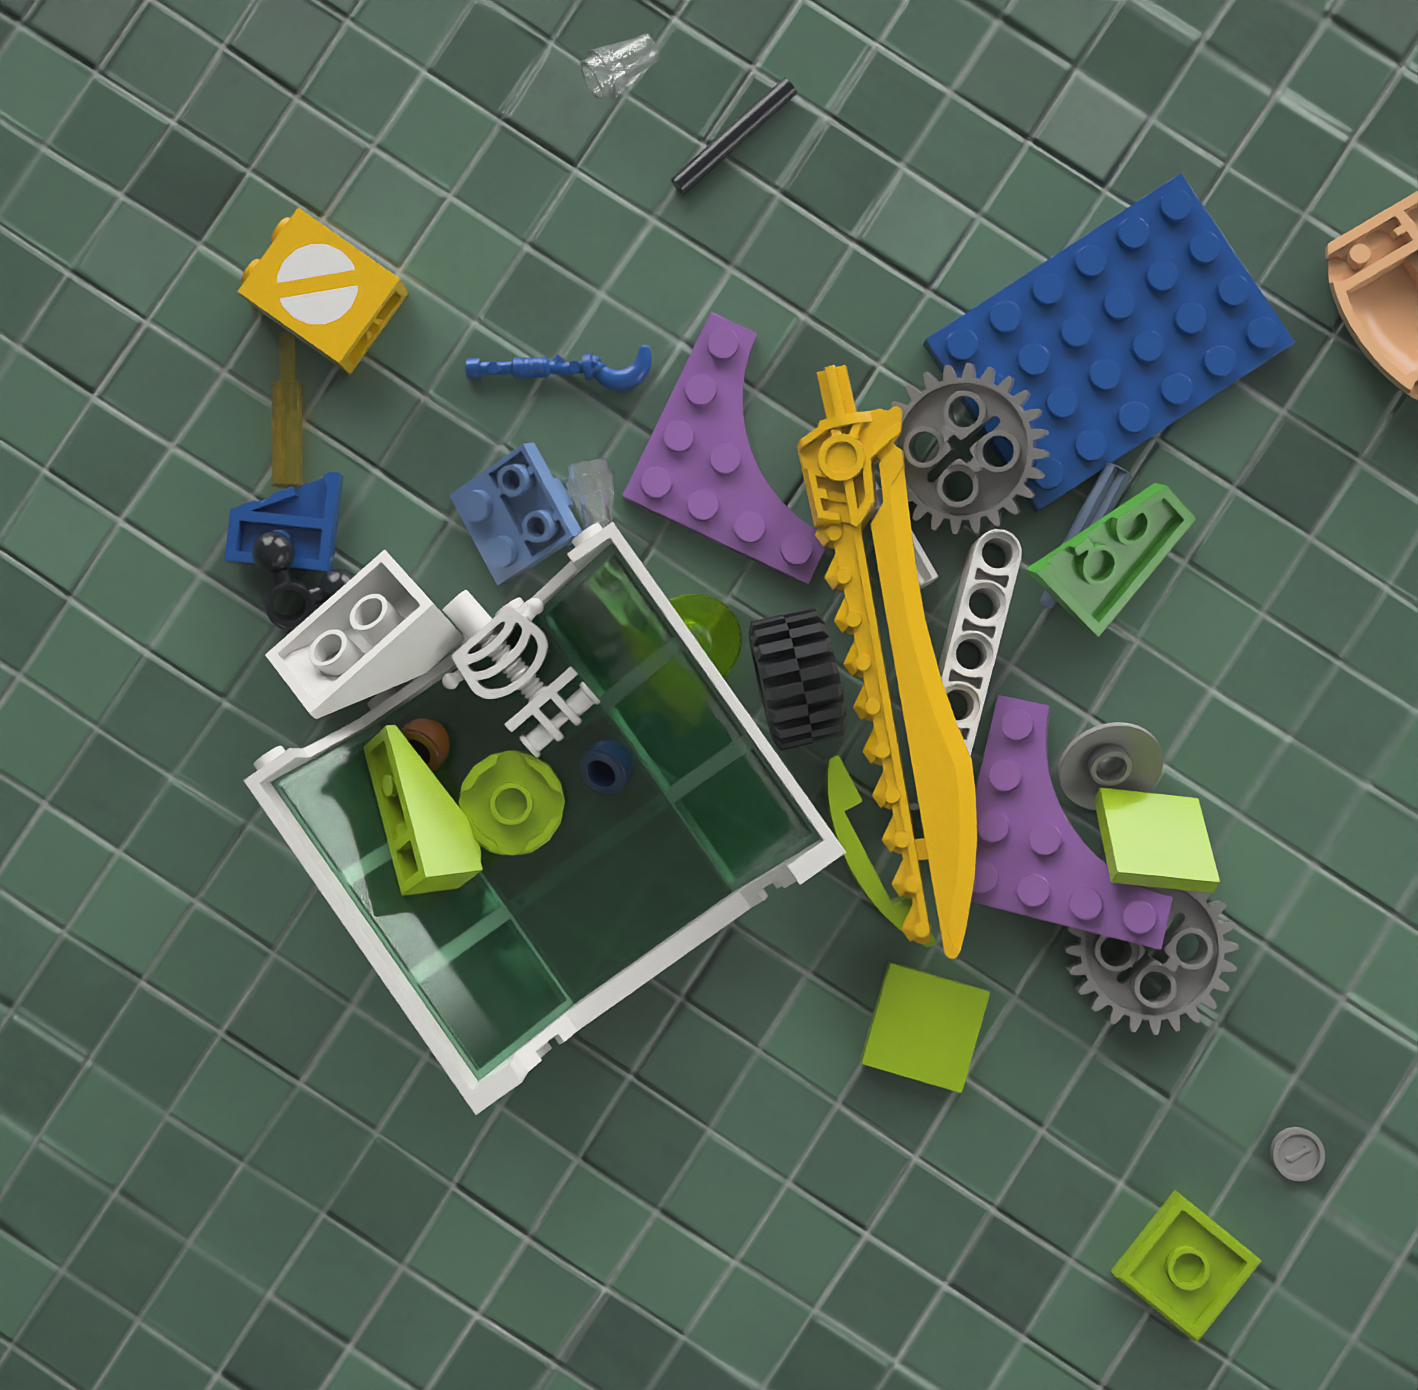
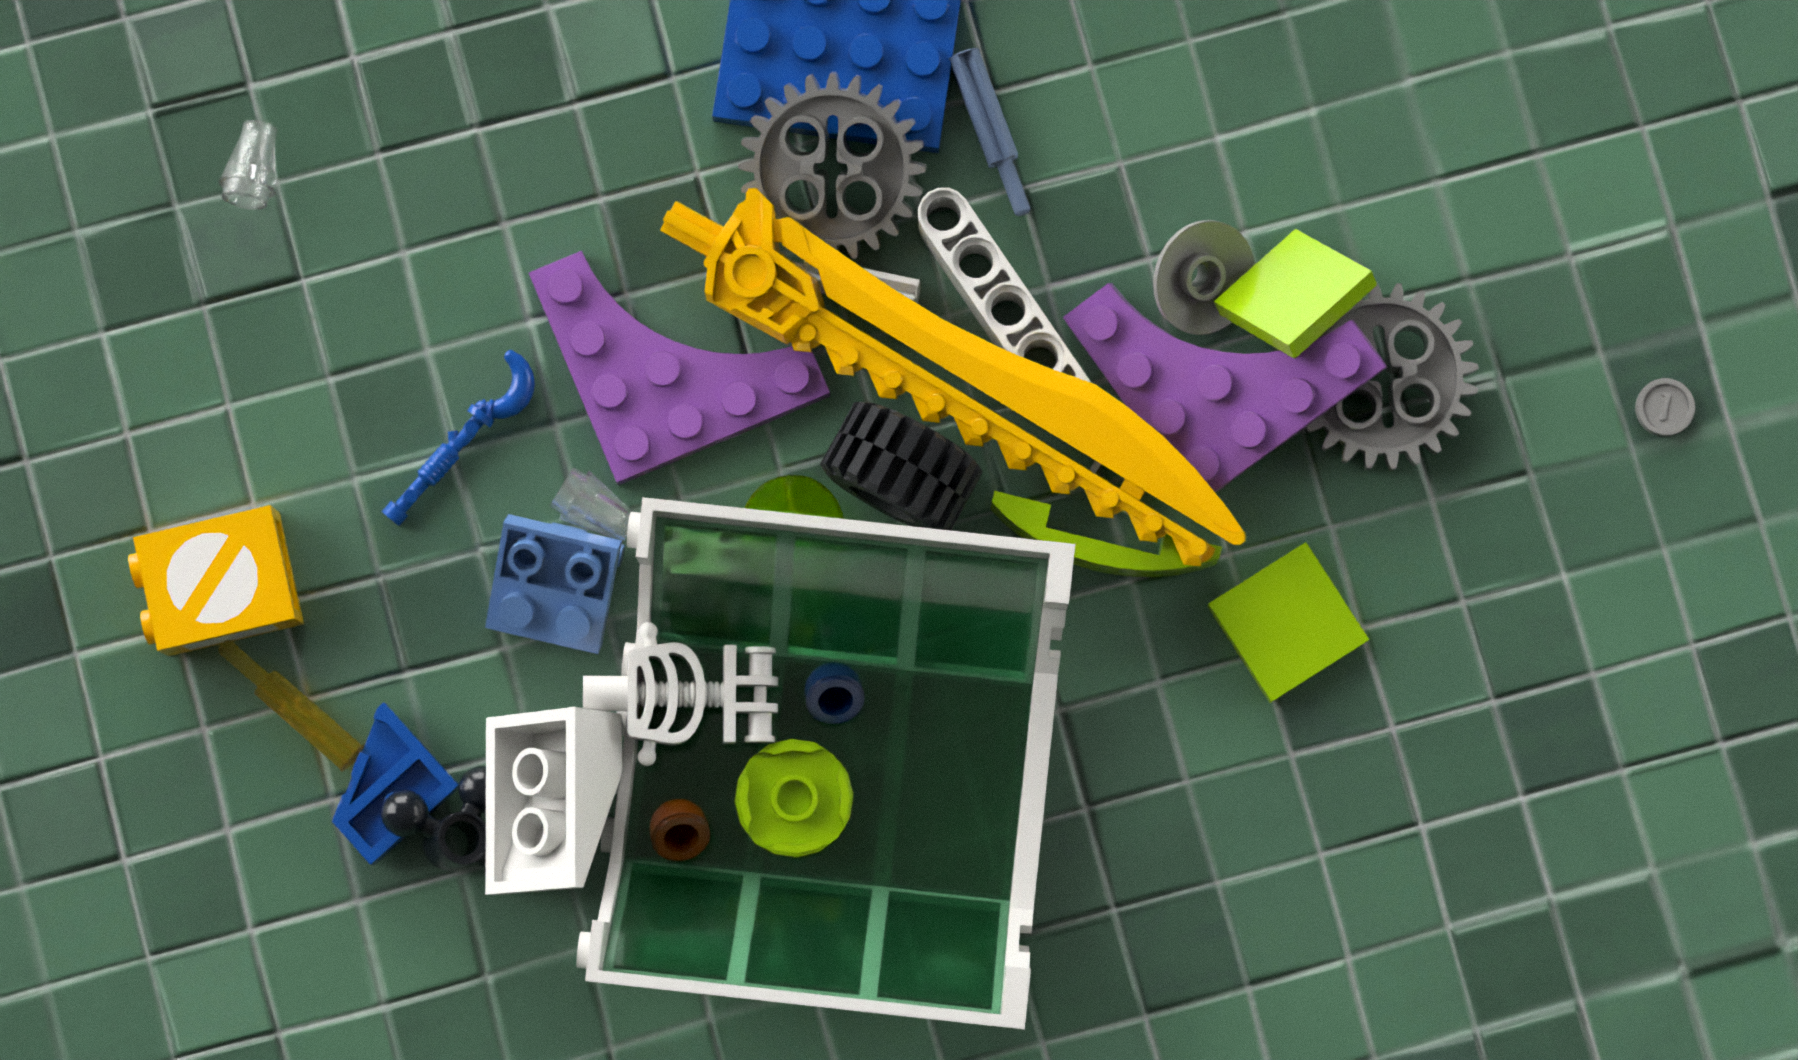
camera: 45 degrees left, 5 degrees down
(422, 822) = (738, 881): lime slope -> none
(734, 136) = (397, 124): black bar -> none
(1113, 557) = (1032, 122): bright green wing -> none
(1185, 1266) = (1677, 581): lime tile -> none

